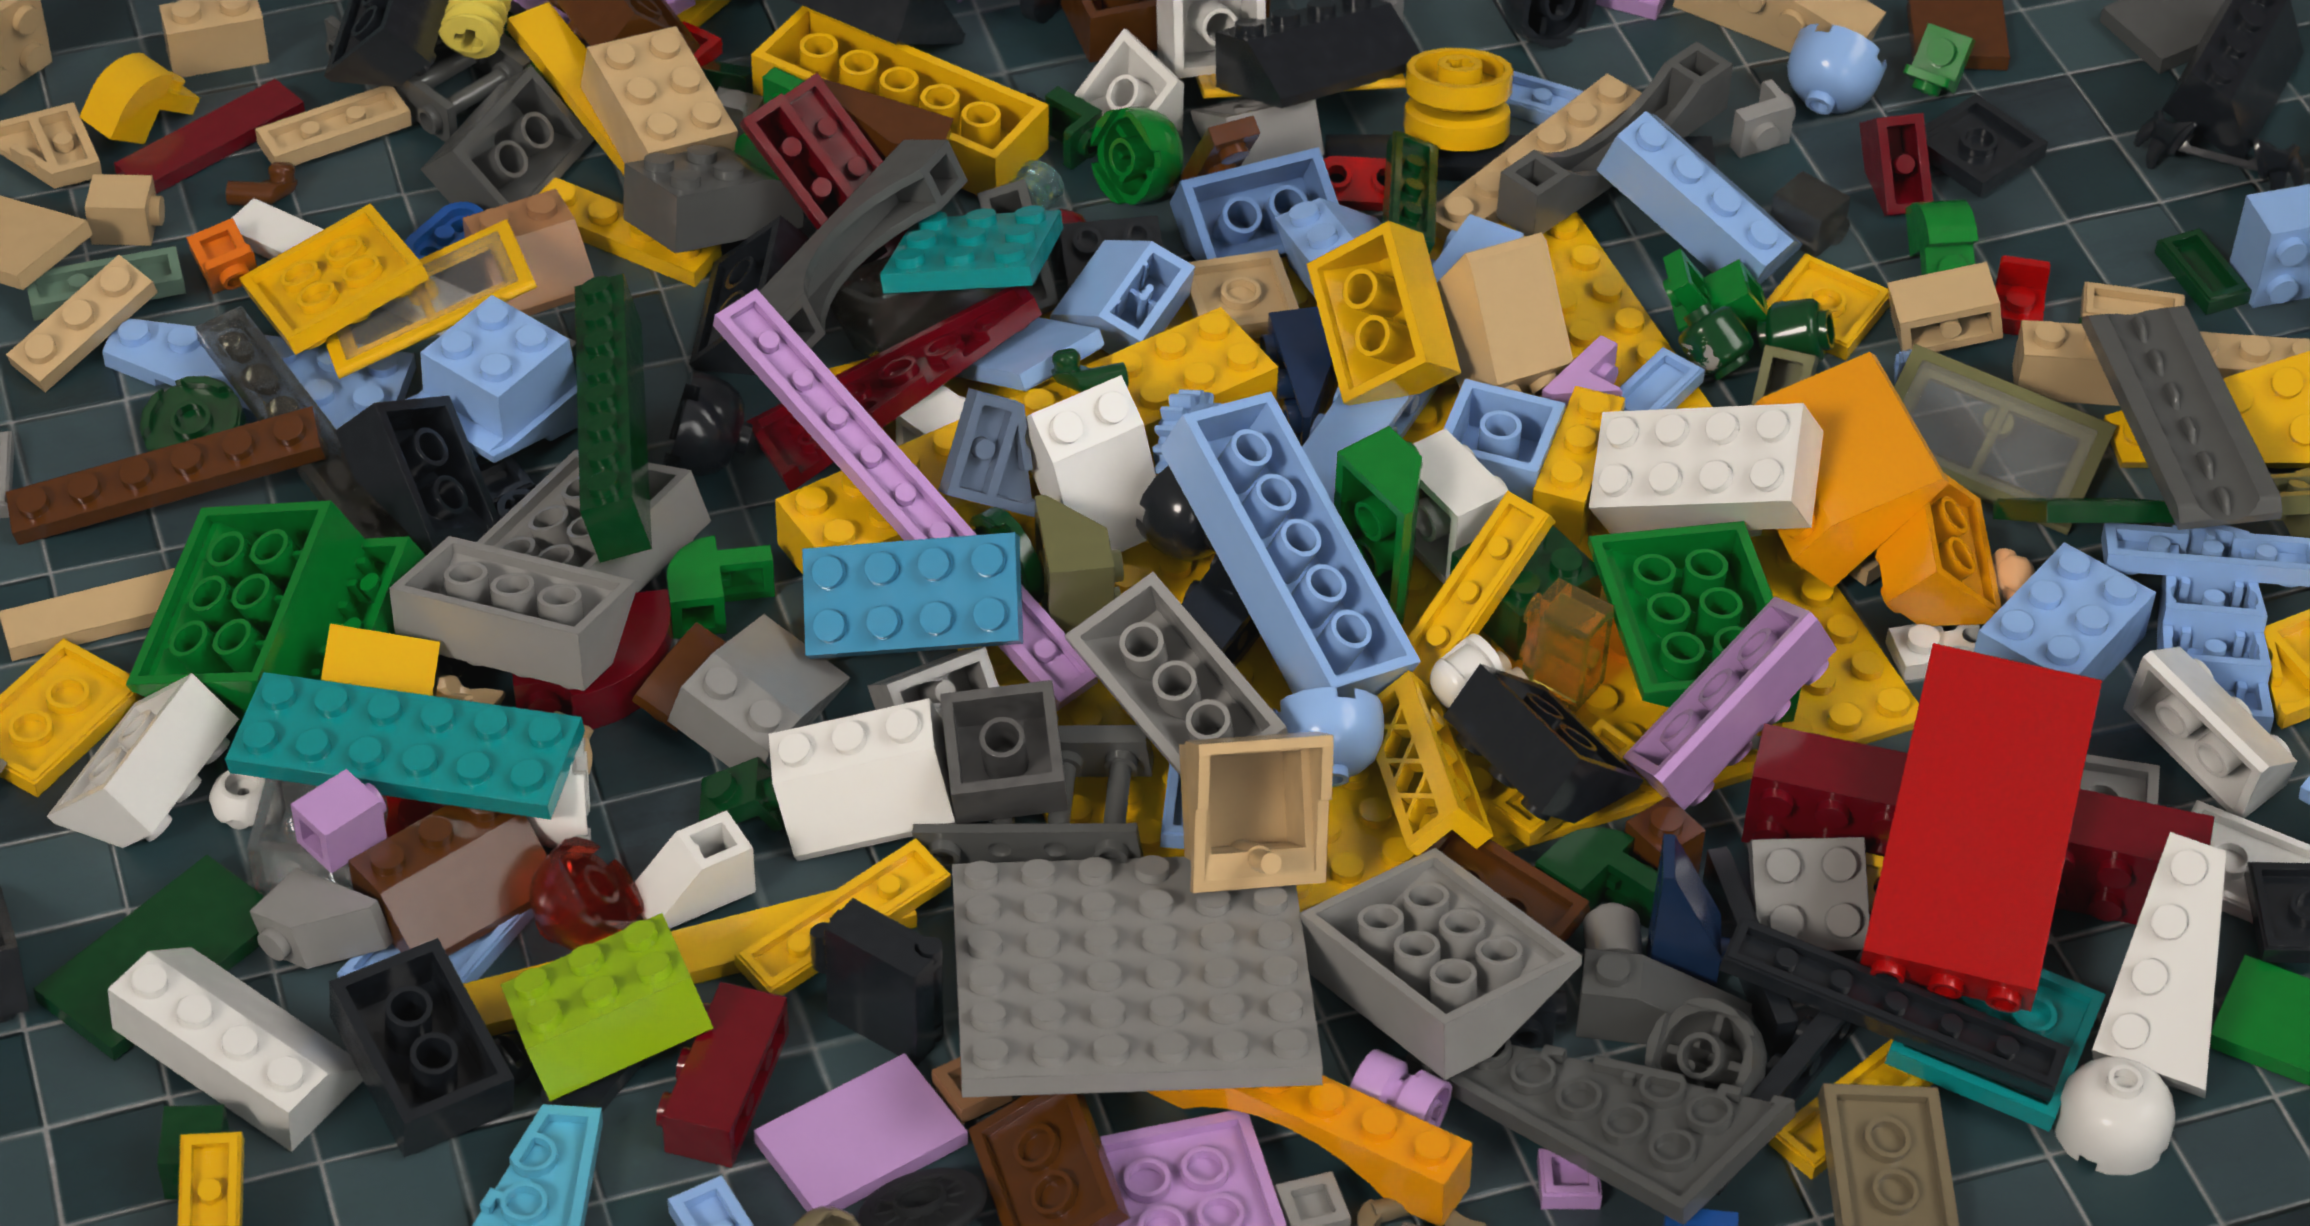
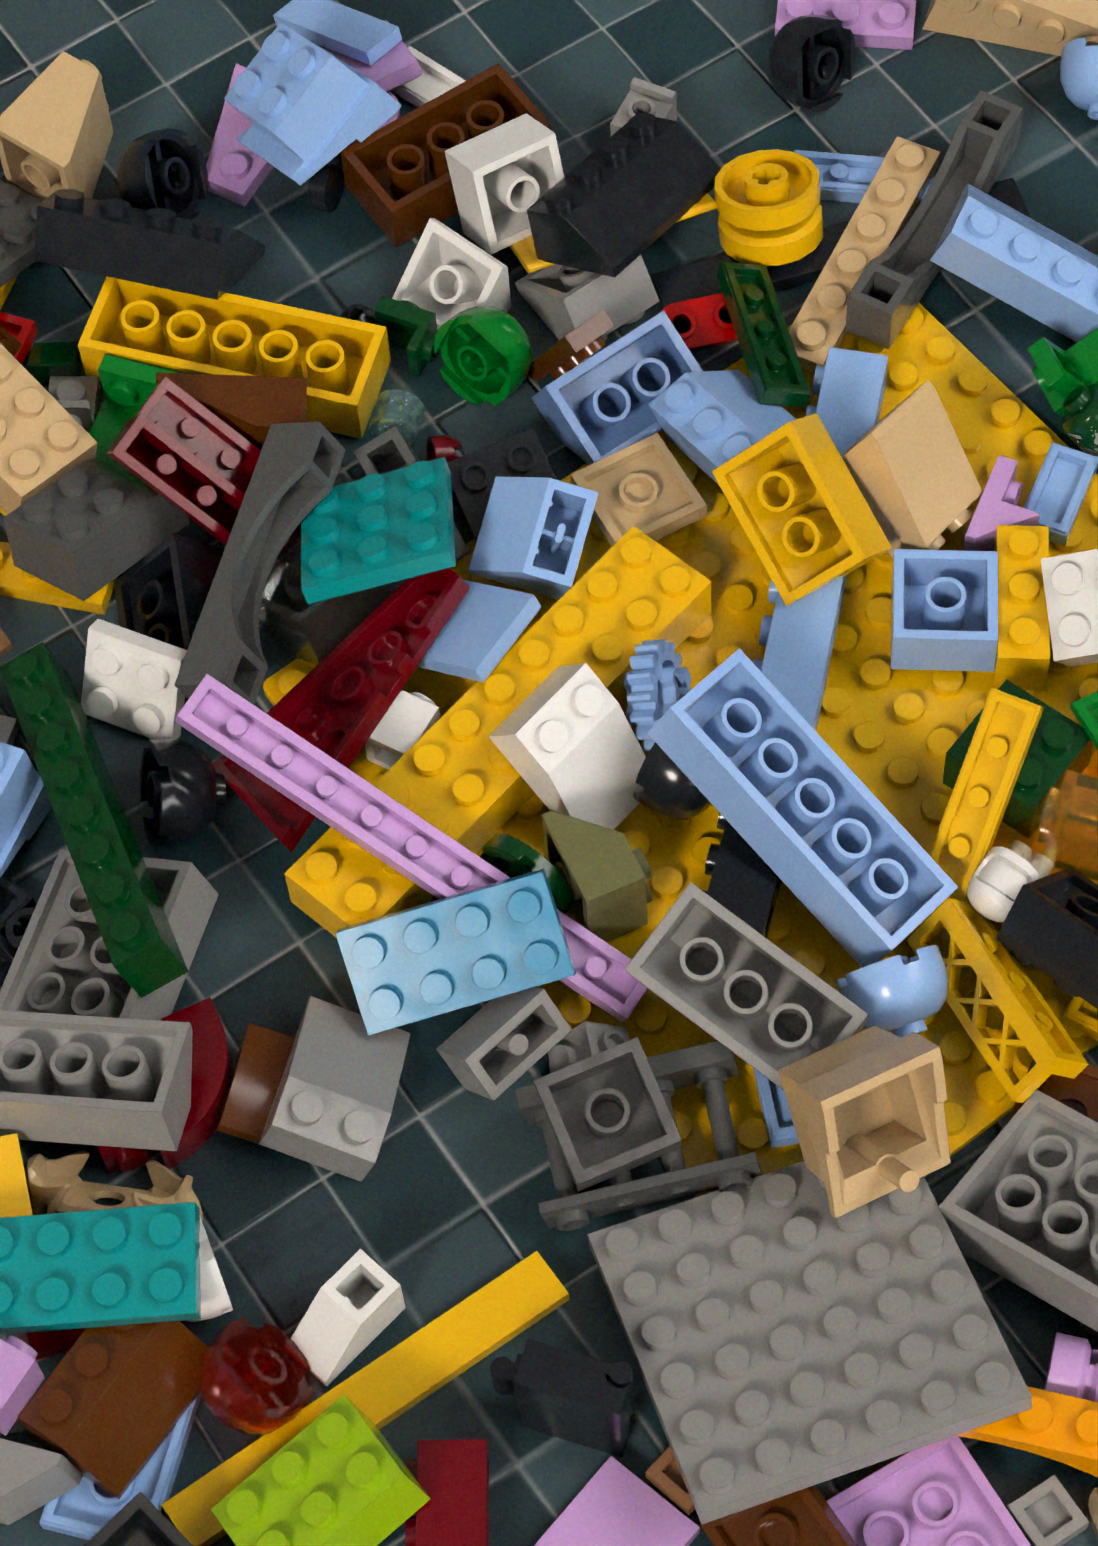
camera: 10 degrees left, 15 degrees up
(682, 326) = (132, 681): none -> white plate
(706, 578) = (235, 966): green brick -> none
(742, 791) = (359, 1206): dark green bracket -> none
(861, 778) = (475, 1169): white slope -> none
(890, 886) = (504, 1323): yellow tile -> none
(990, 455) = (483, 779): sand blue wing -> none
(1079, 377) = (538, 656): dark green arm -> none
(1304, 365) = (723, 553): dark blue slope -> none
(1379, 505) = (875, 734): green slope -> none
(1453, 500) = (921, 695): white brick -> none
(1763, 123) = (1061, 149): light grey bracket -> none

